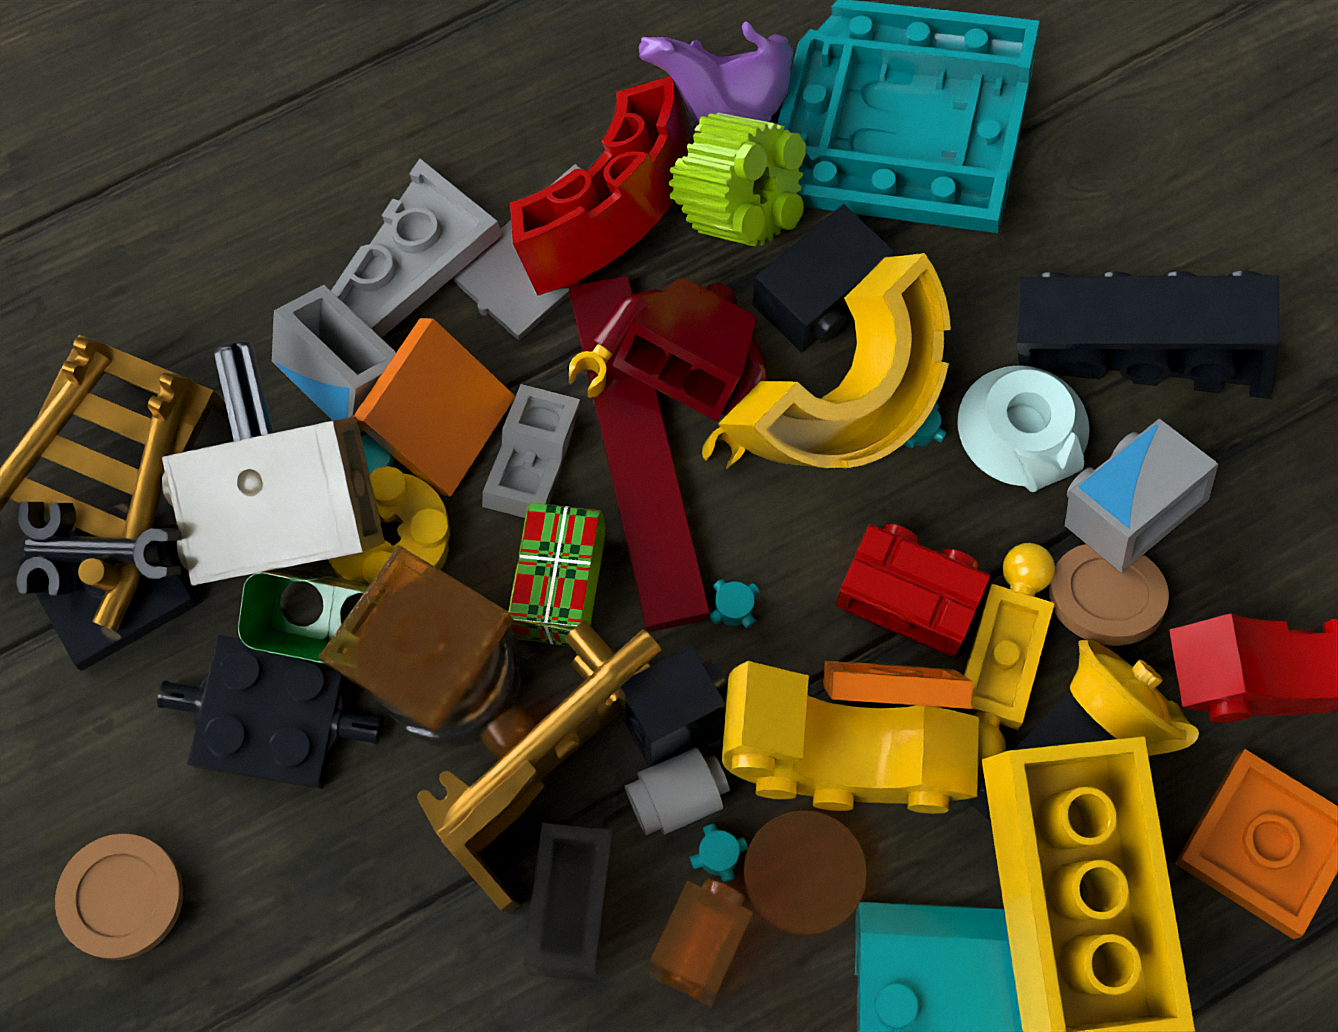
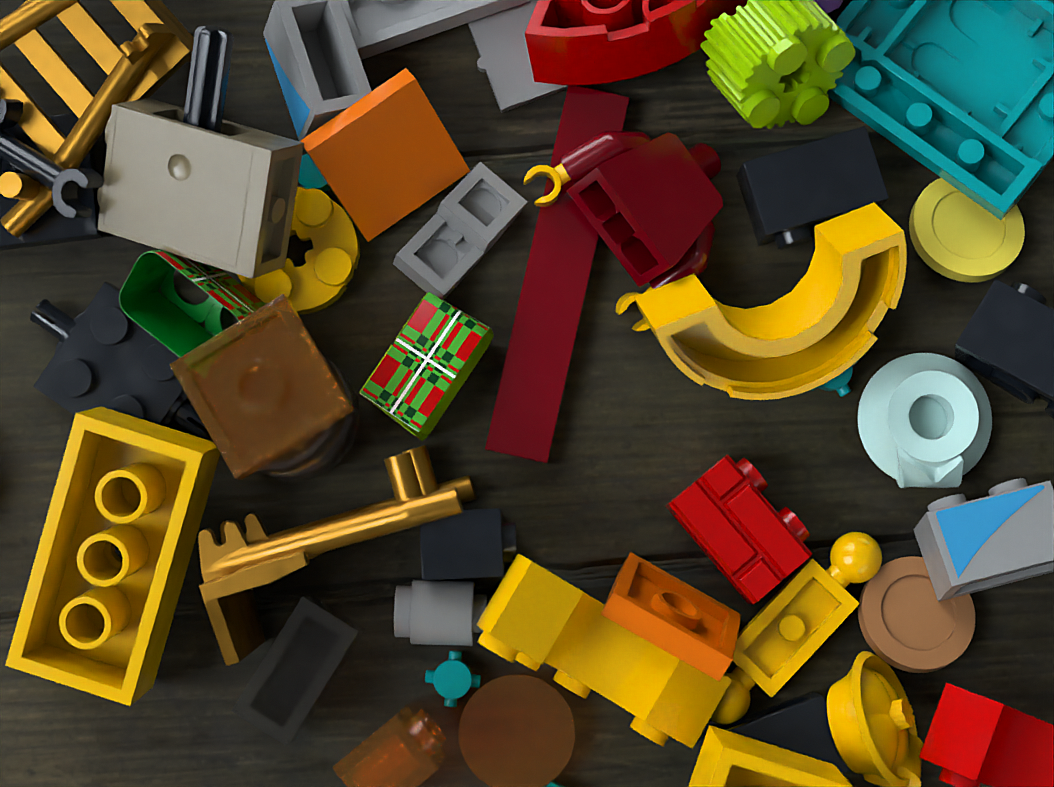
camera: 30 degrees right, 15 degrees up
(330, 944) = (85, 609): none -> yellow brick
(507, 731) = (321, 495): clear orange hinge -> none
(734, 603) = (575, 462): teal piece -> none
(974, 261) = (961, 236): none -> light yellow piece

